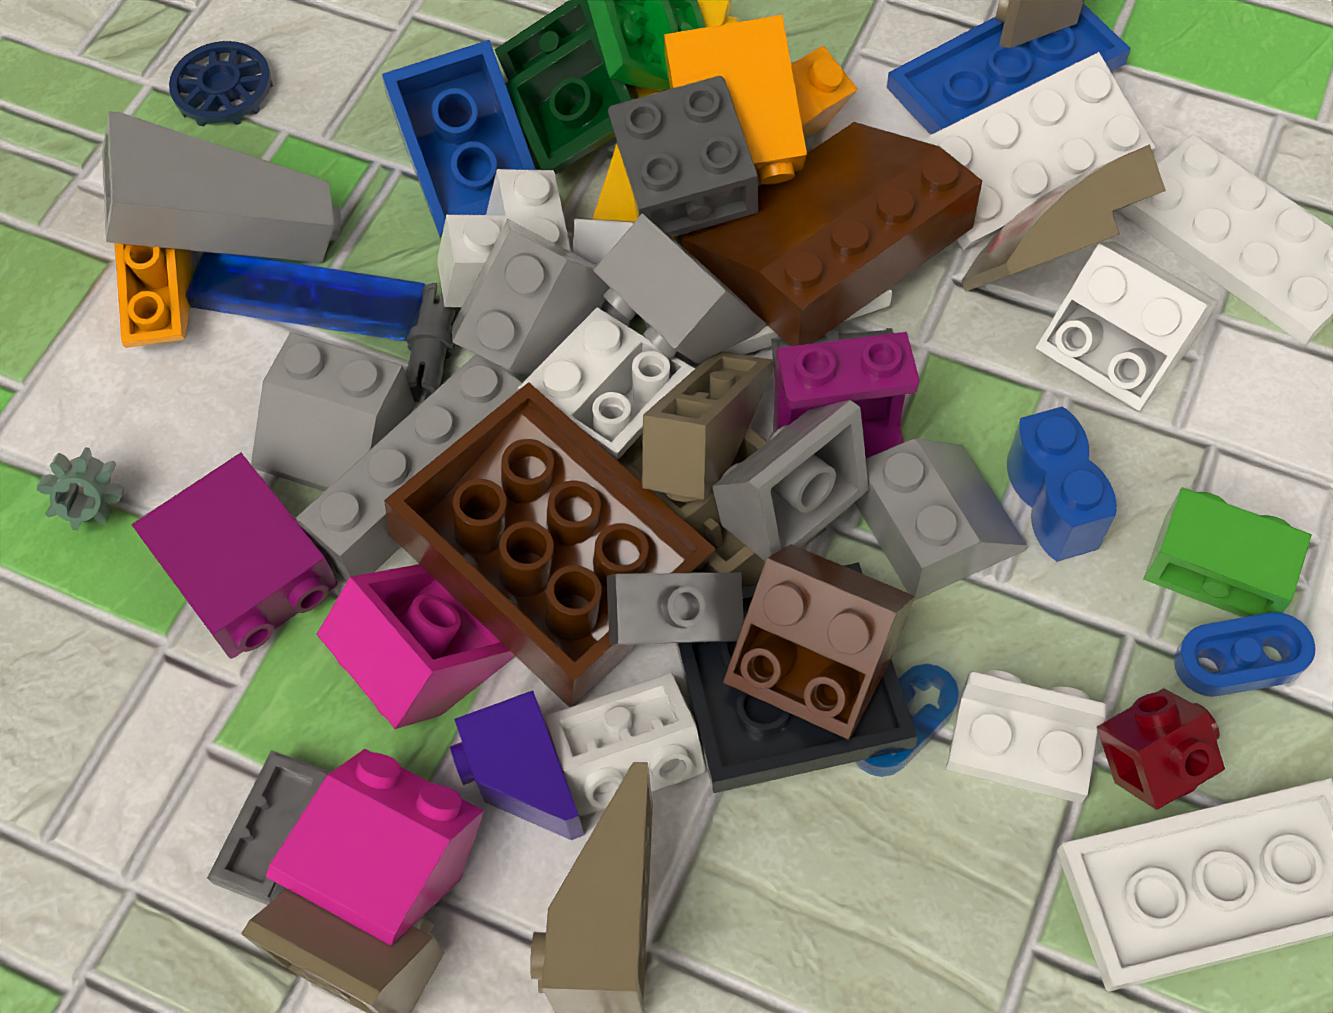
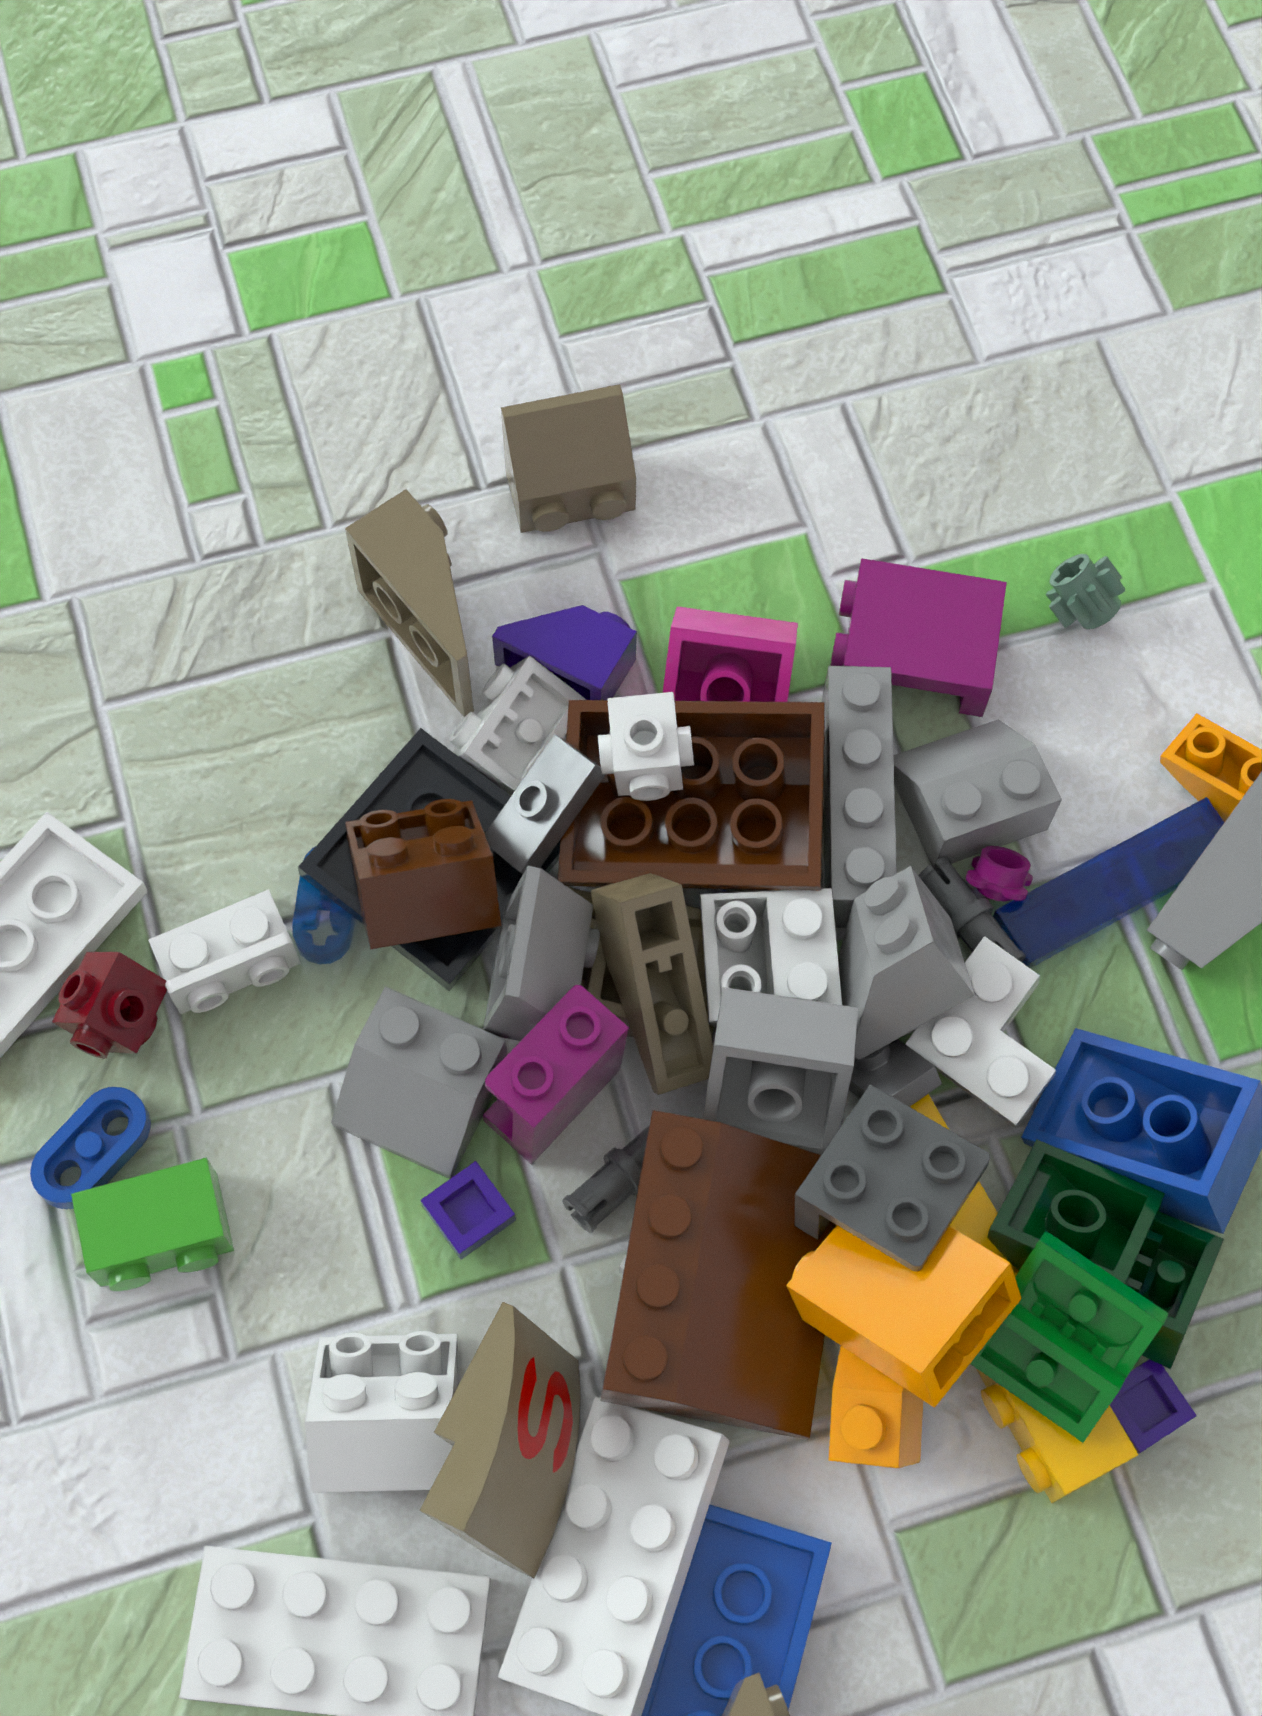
camera: 135 degrees right, 5 degrees up
(264, 824) = (700, 504): flat silver plate -> none
(377, 845) = (606, 519): dark pink slope -> none
(381, 340) = (1000, 874): none -> magenta plate
(562, 553) = (645, 746): none -> white brick
(969, 405) = (468, 1210): none -> dark purple plate
(1062, 486) = (350, 1185): blue brick -> none

